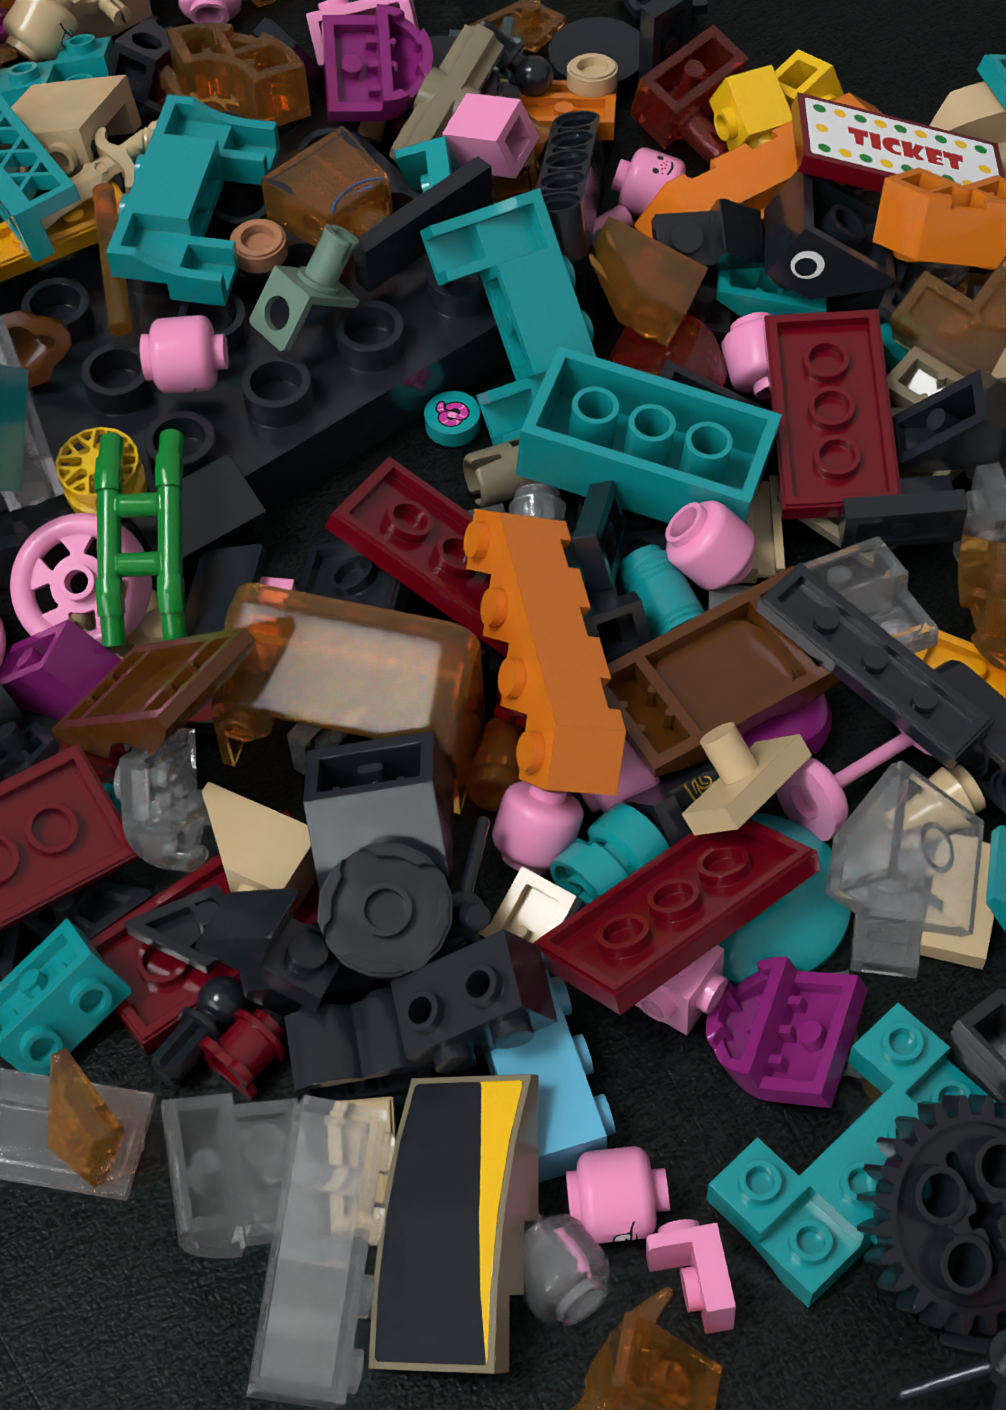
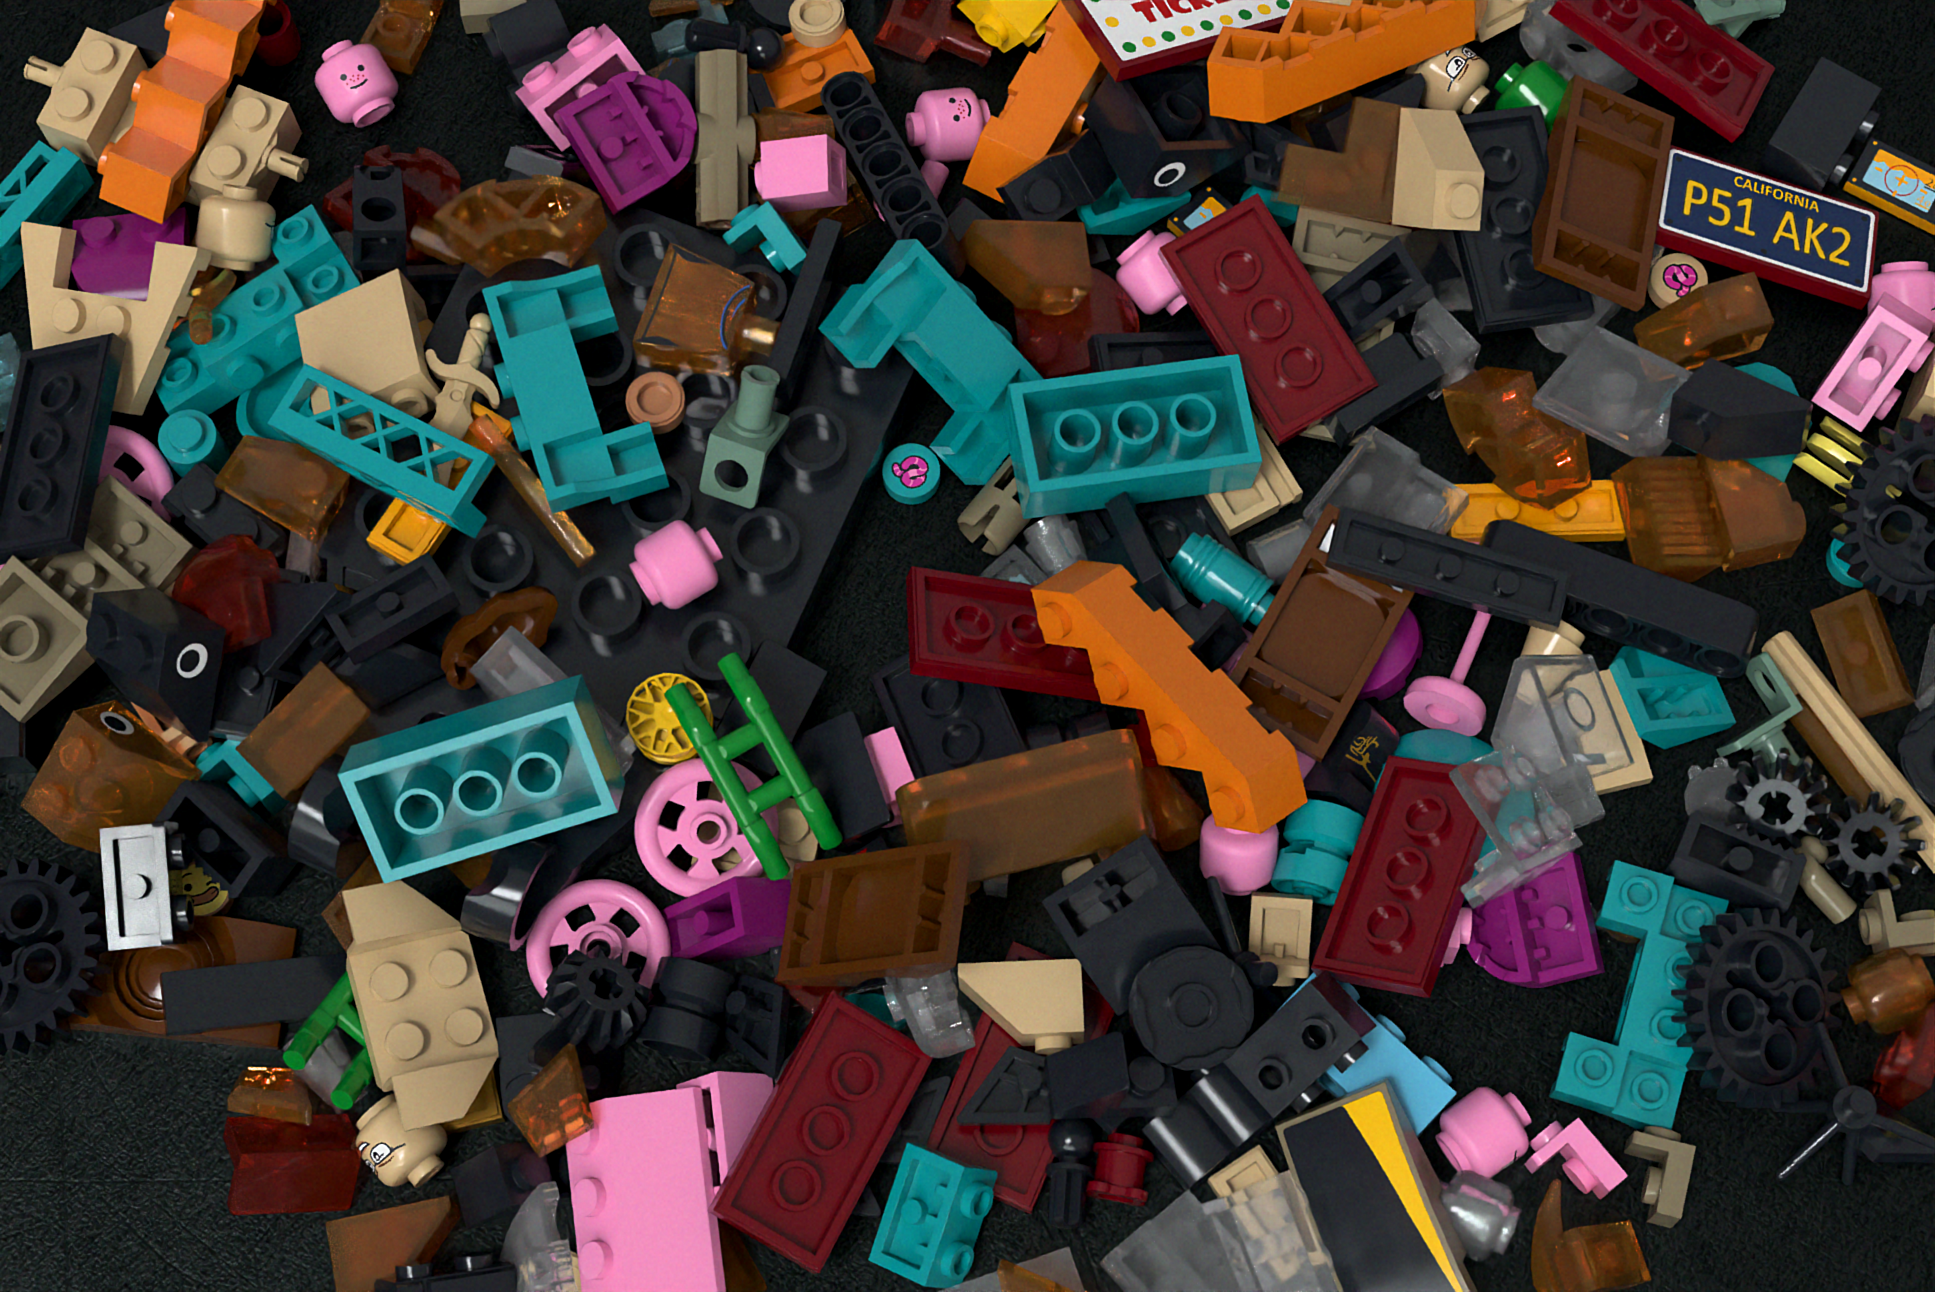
camera: 30 degrees left, 15 degrees up
(710, 545) = (1242, 513): bright pink head -> none
(745, 778) = (1401, 730): tan tile -> none
(778, 1348) = (1668, 1184): none -> dark tan bracket
(810, 907) = (1519, 819): none -> clear bracket

